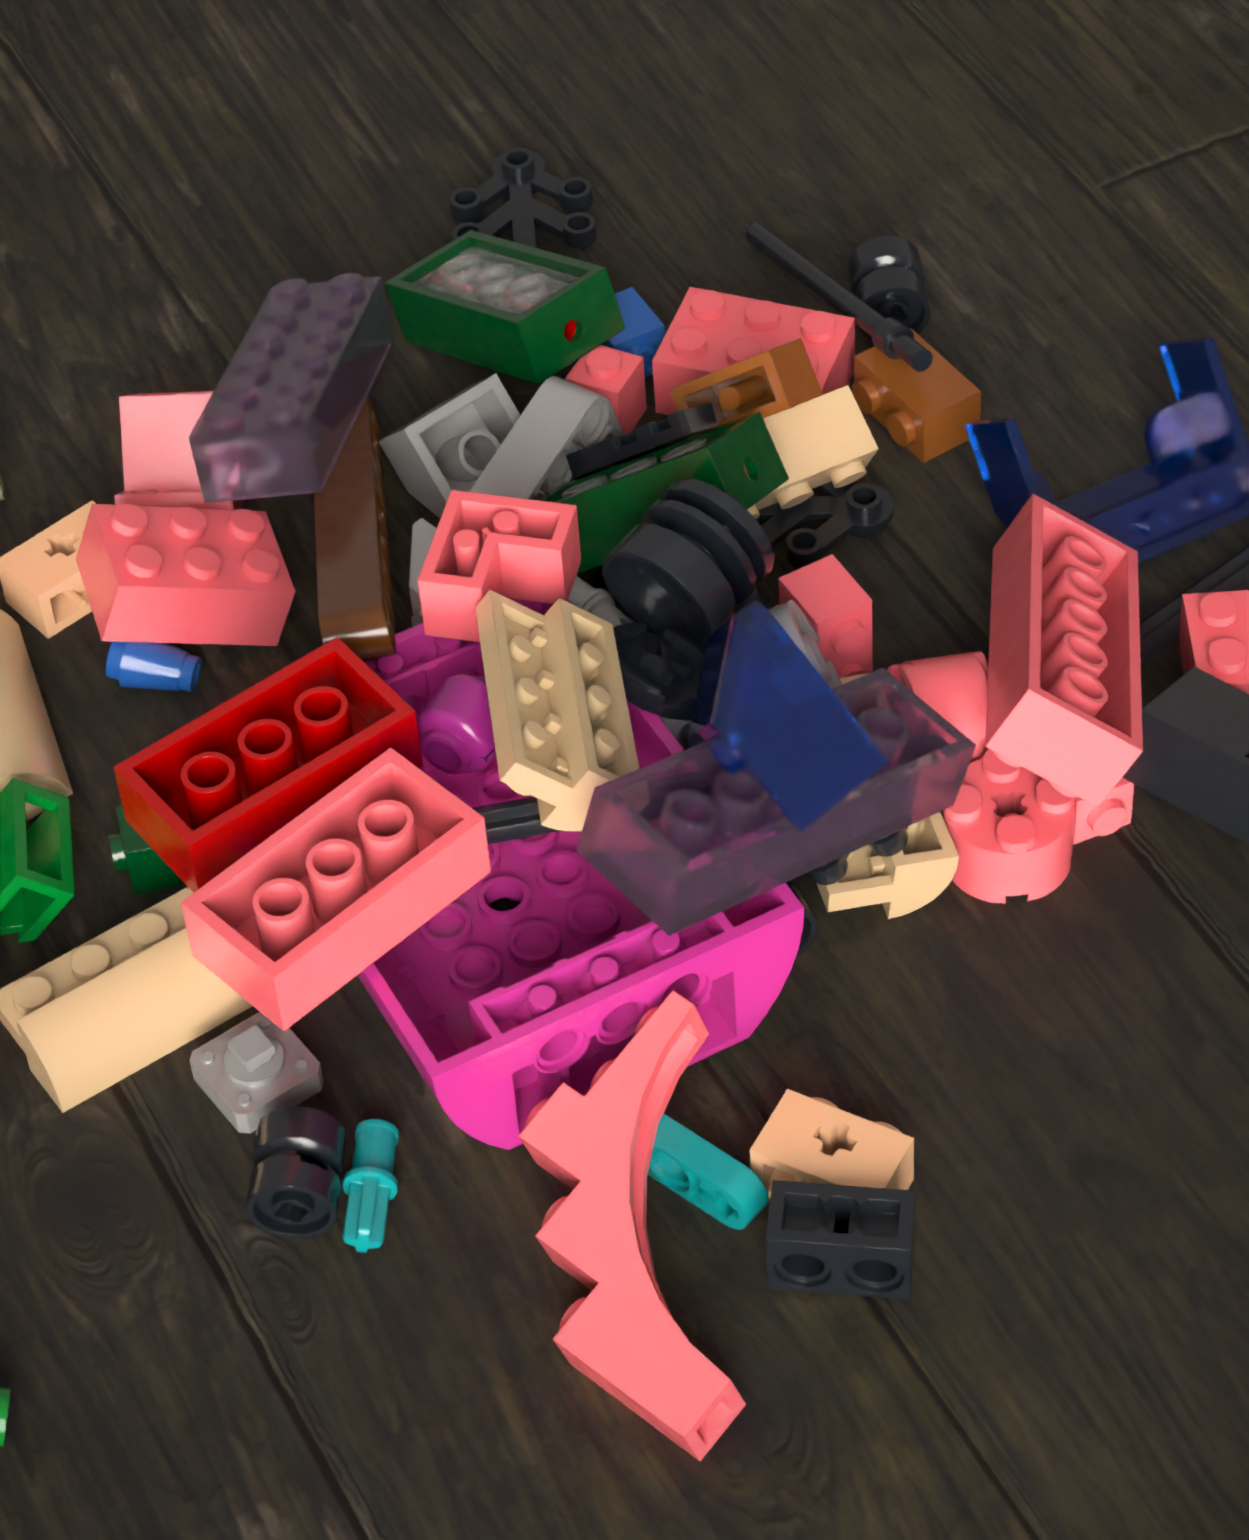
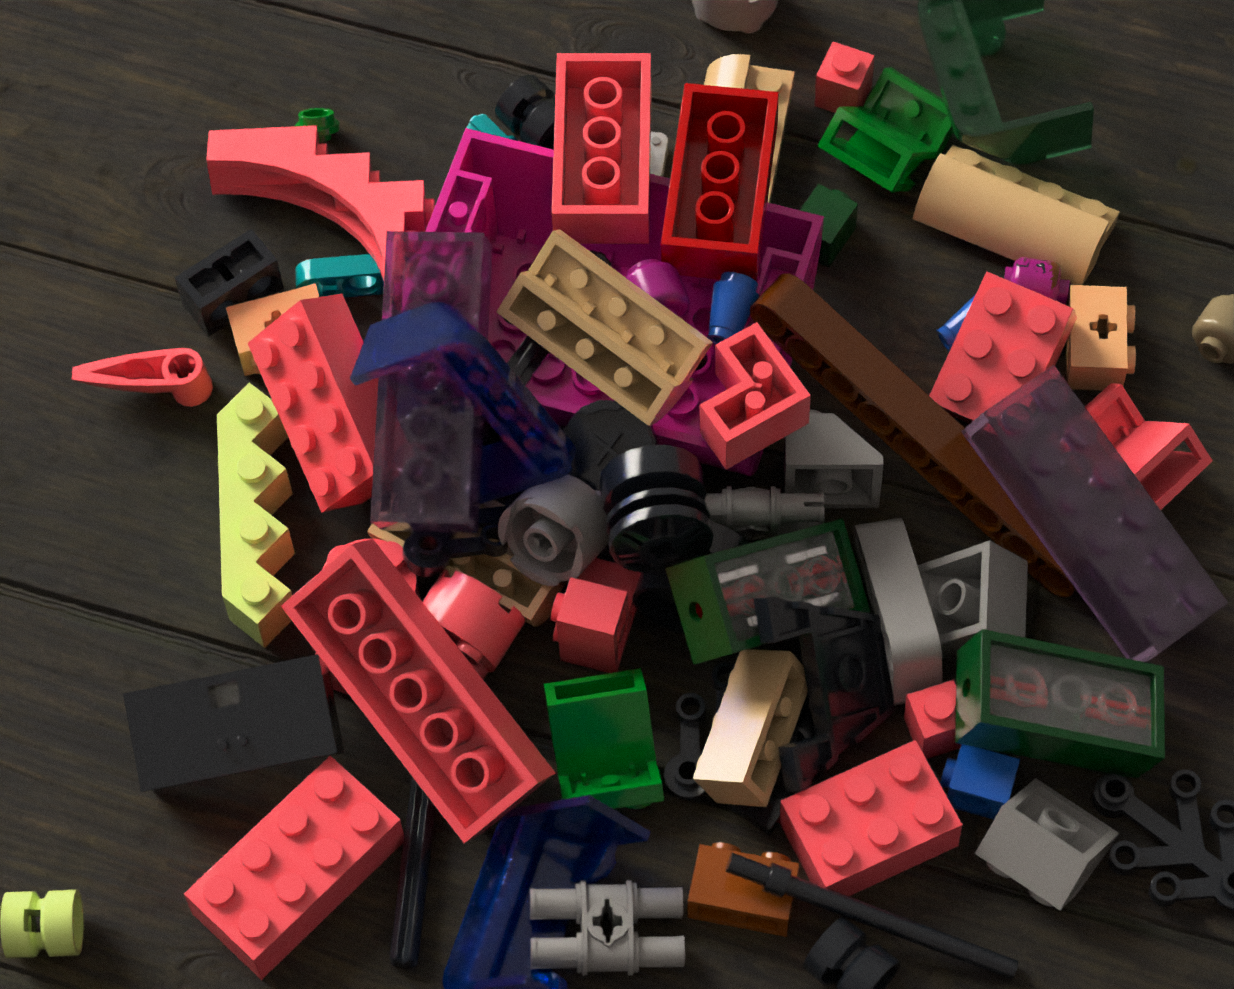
camera: 135 degrees right, 15 degrees up
(63, 639) = (1040, 277): none -> magenta head
(412, 668) = (731, 305): none -> blue cone
(523, 1379) = (323, 119): none -> green plate
(640, 250) = (1046, 844): none -> light grey slope
(759, 383) = (788, 708): dark orange brick -> none
(874, 970) = (328, 419): none -> coral brick
(931, 557) = (604, 739): none -> green piece
(1008, 1194) = (156, 371): none -> coral piece
(1044, 1006) = (249, 493): none -> yellowish green brick
(1074, 444) = (589, 949): none -> light grey pin

